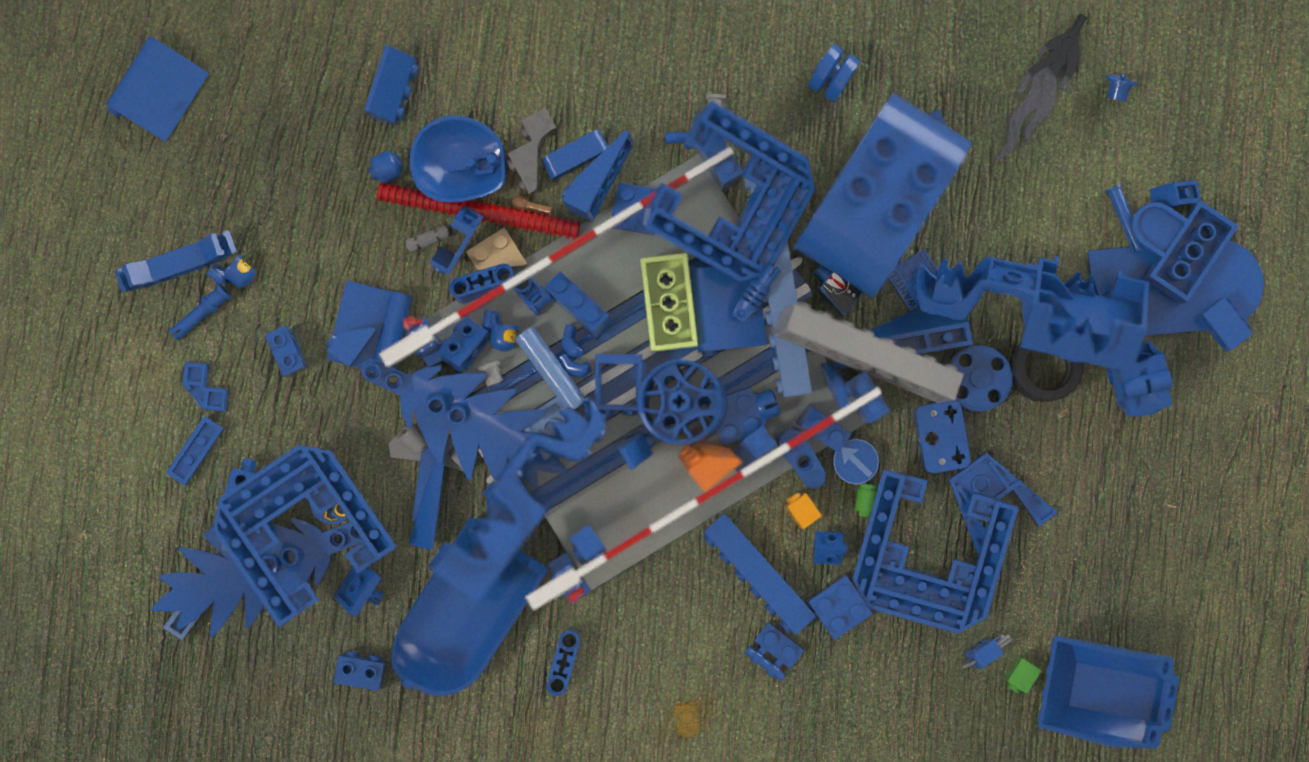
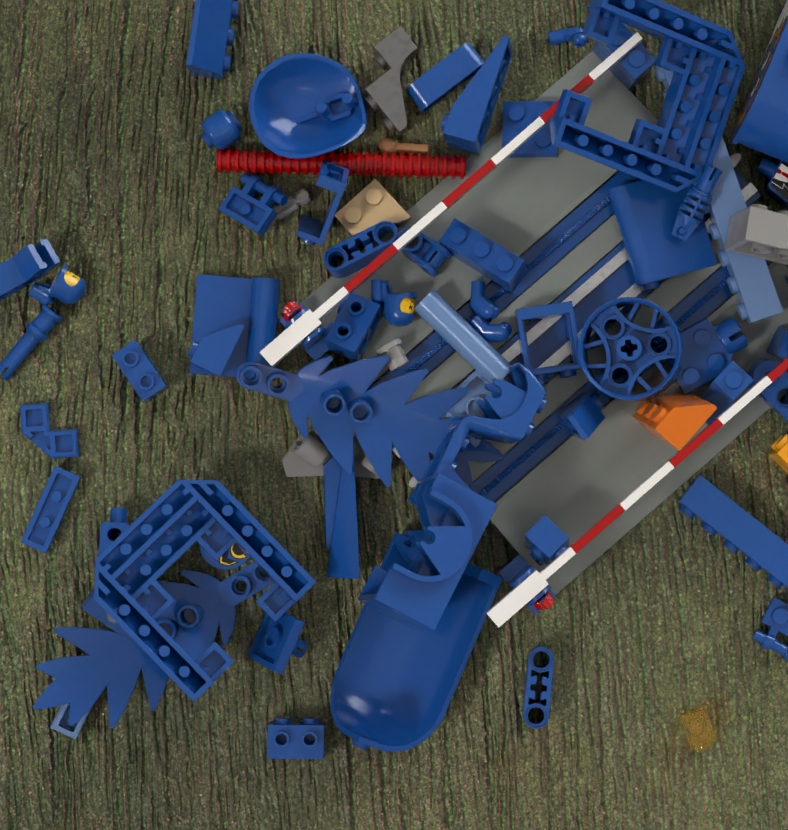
camera: 10 degrees left, 0 degrees up
(398, 238) = (249, 211): none -> blue plate
(679, 291) = (601, 217): yellowish green brick -> none

